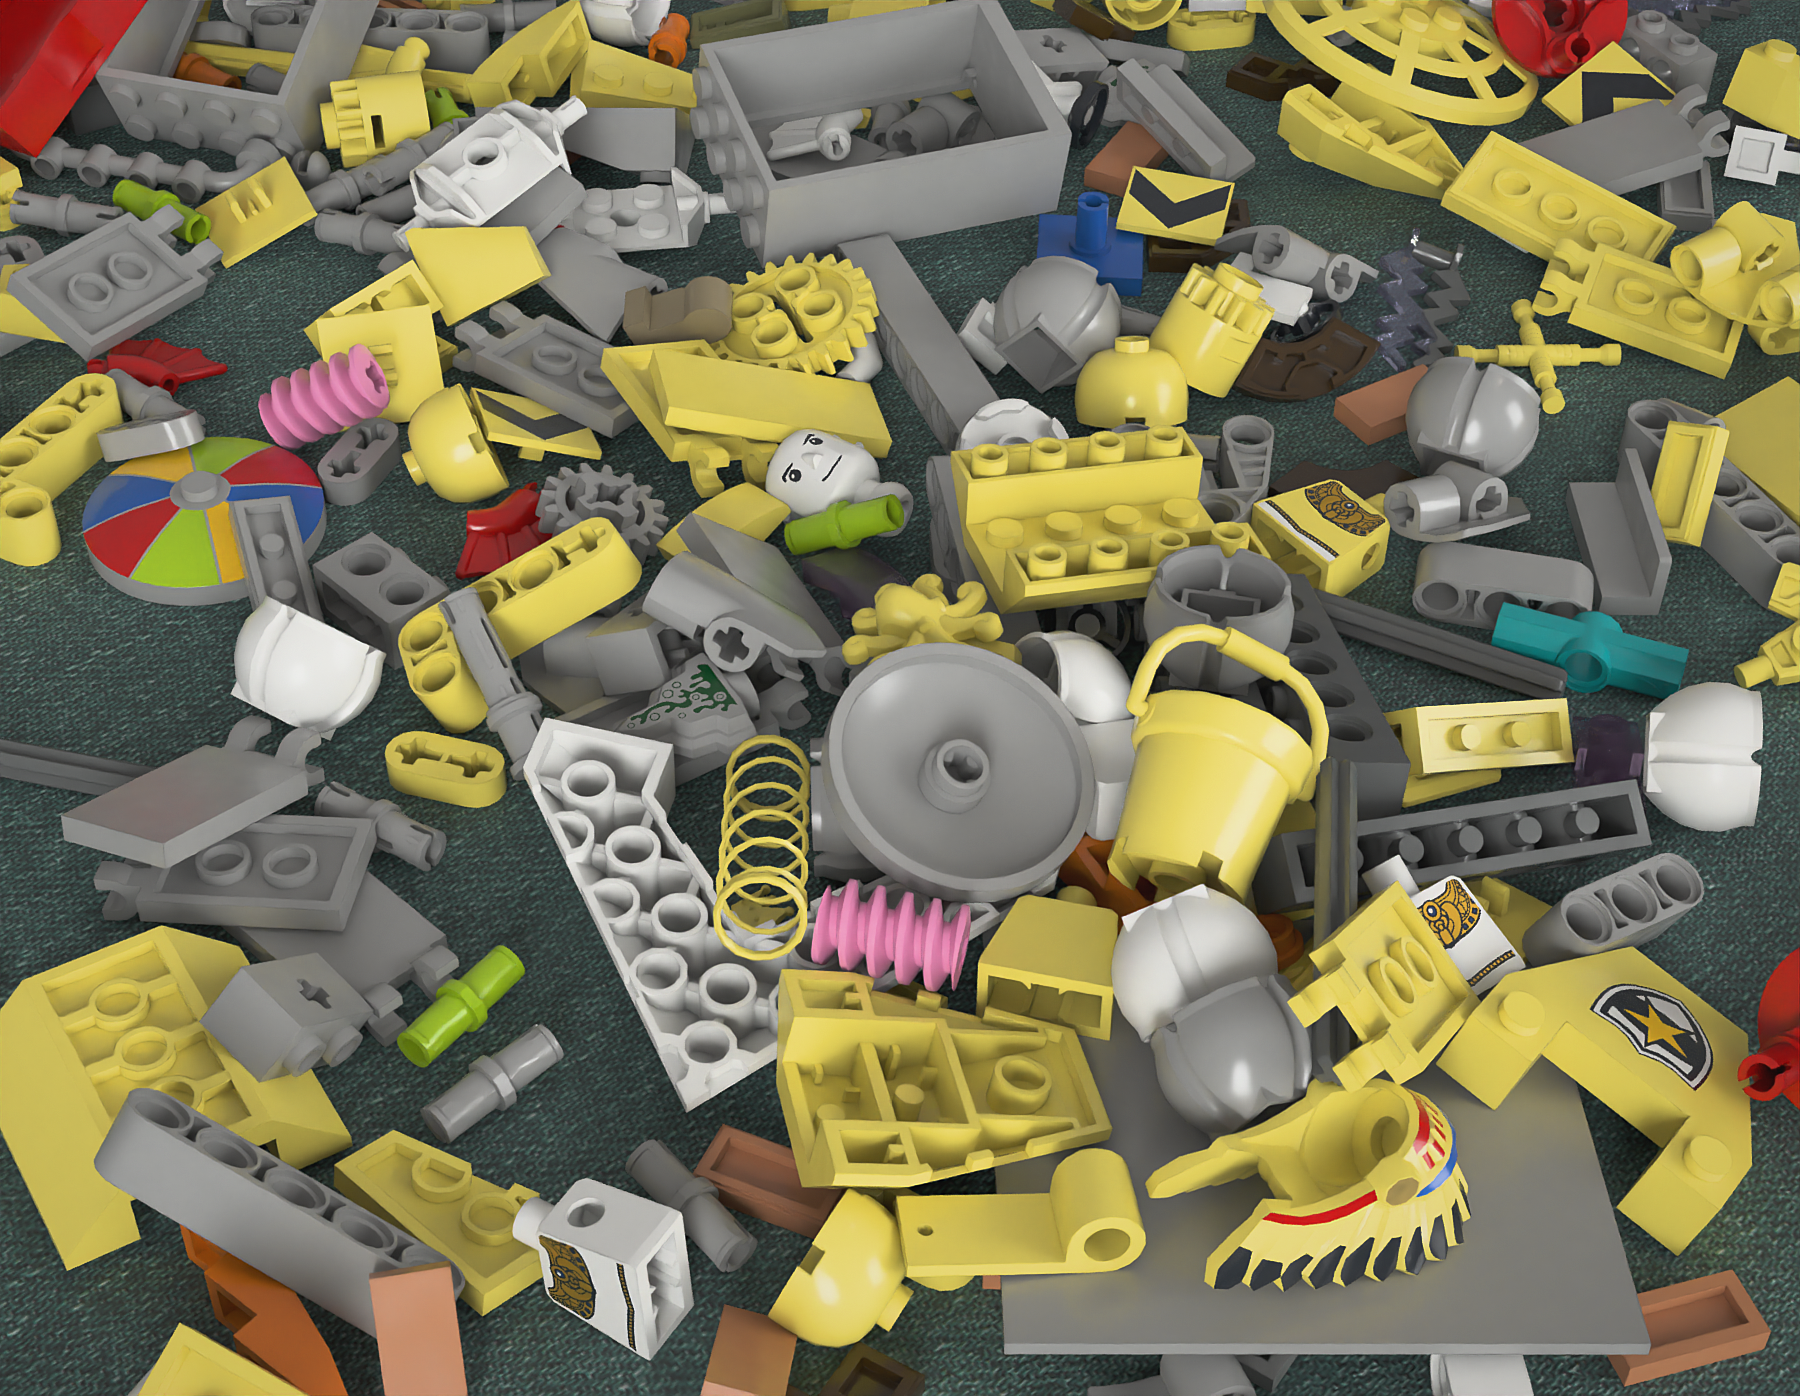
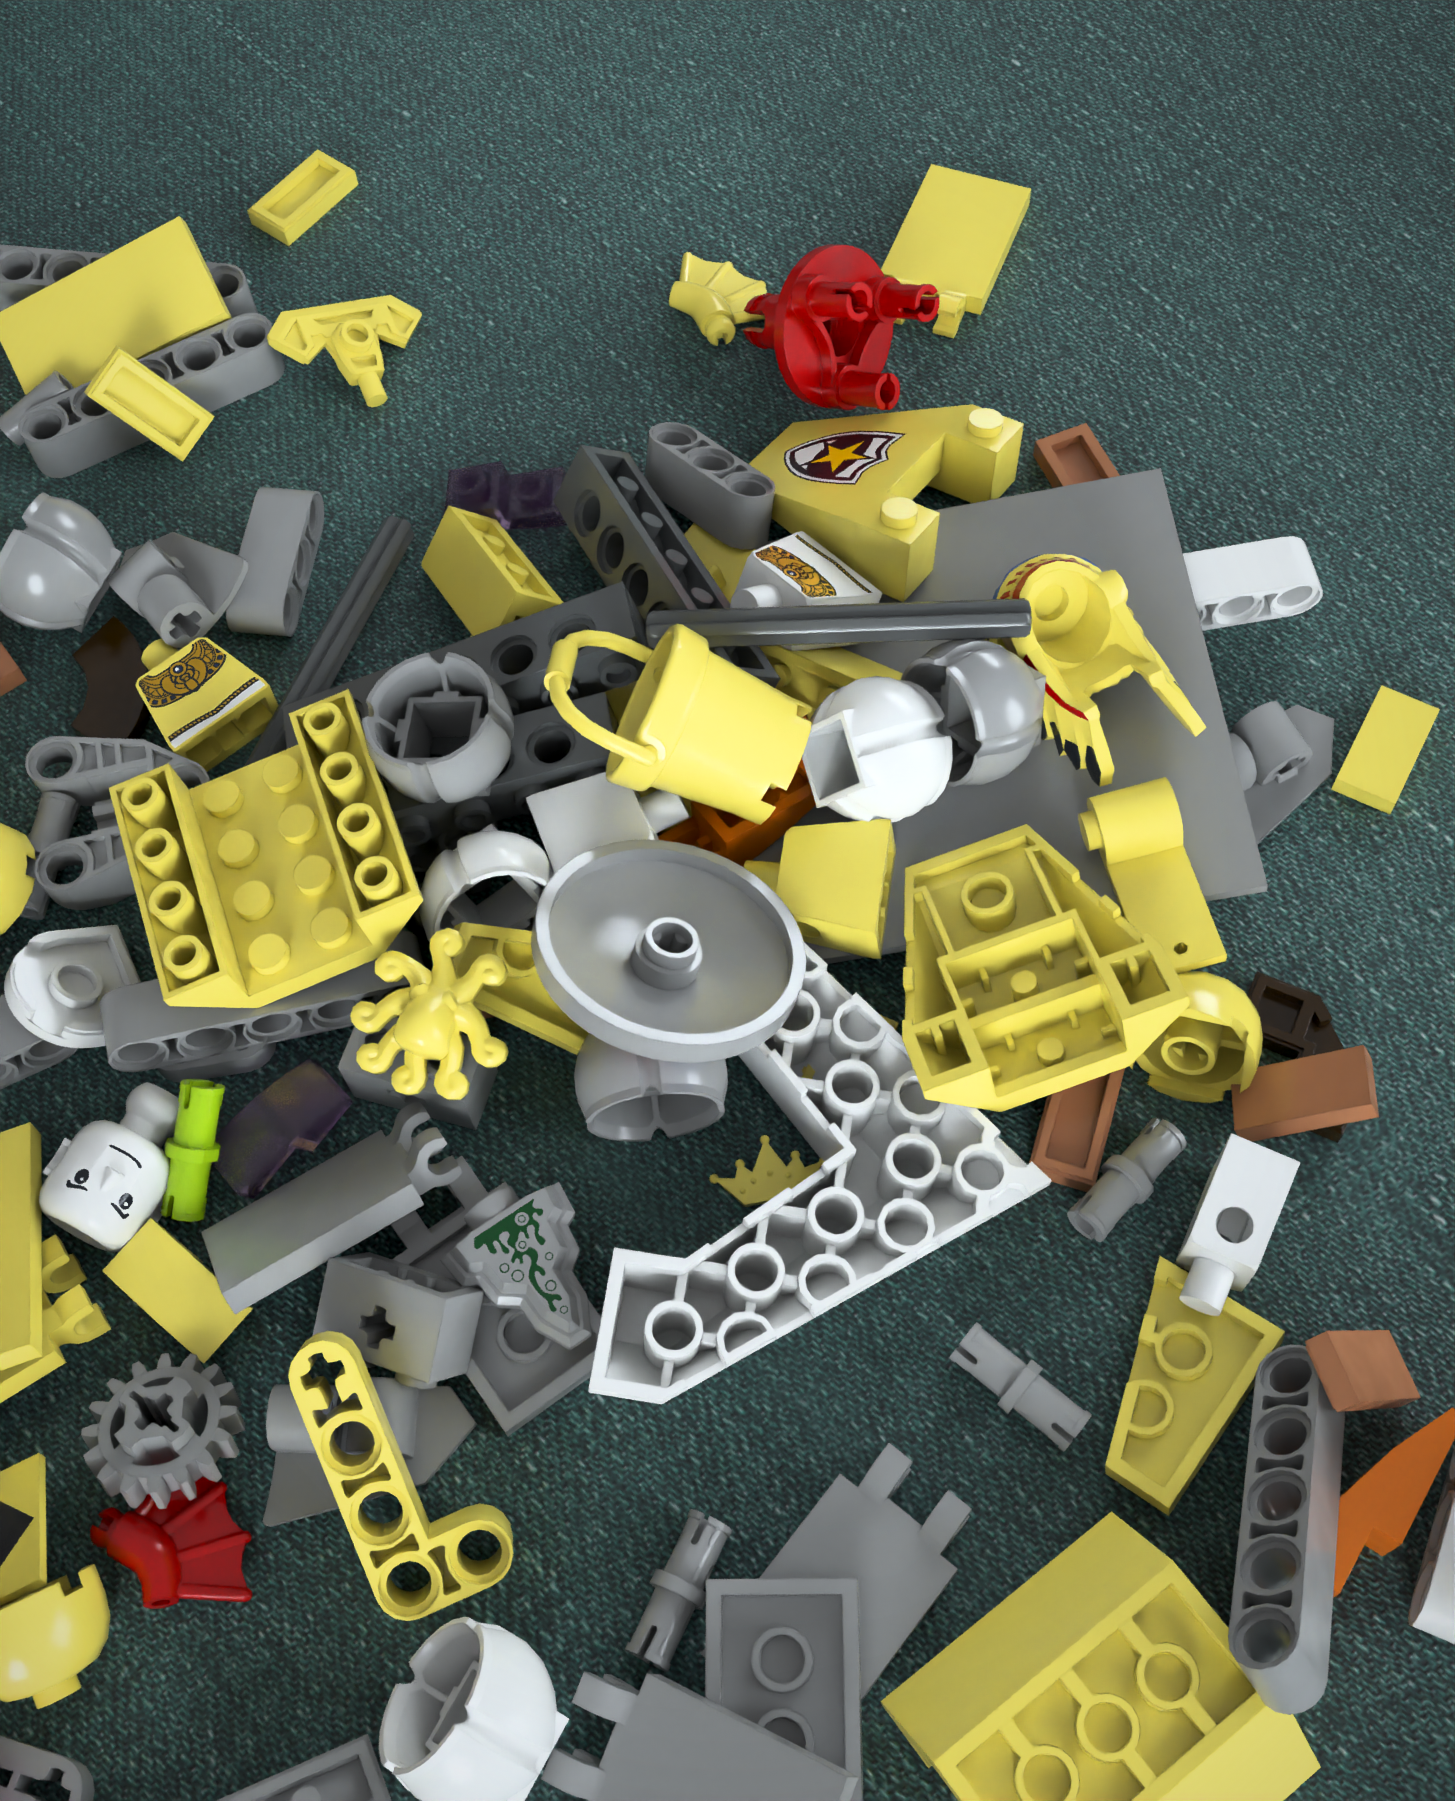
camera: 90 degrees left, 20 degrees up
(288, 1017) = (1023, 1588): light grey brick -> none
(375, 592) = (323, 1684): light grey brick -> none
(446, 769) = (563, 1533): light yellow beam -> none
(460, 1006) = (927, 1438): lime pin -> none
(511, 708) = (520, 1460): light grey pin -> none
(698, 595) = (416, 1207): light grey panel -> none
(763, 874) = (886, 1126): light yellow piece -> none
(891, 936) = (866, 996): bright pink piece -> none
(1390, 986) = (937, 579): light yellow tile -> none
(1592, 651) = (359, 500): teal piece -> none
(1621, 540) = (193, 466): light grey panel -> none
(1701, 756) = (525, 403): white piece -> none

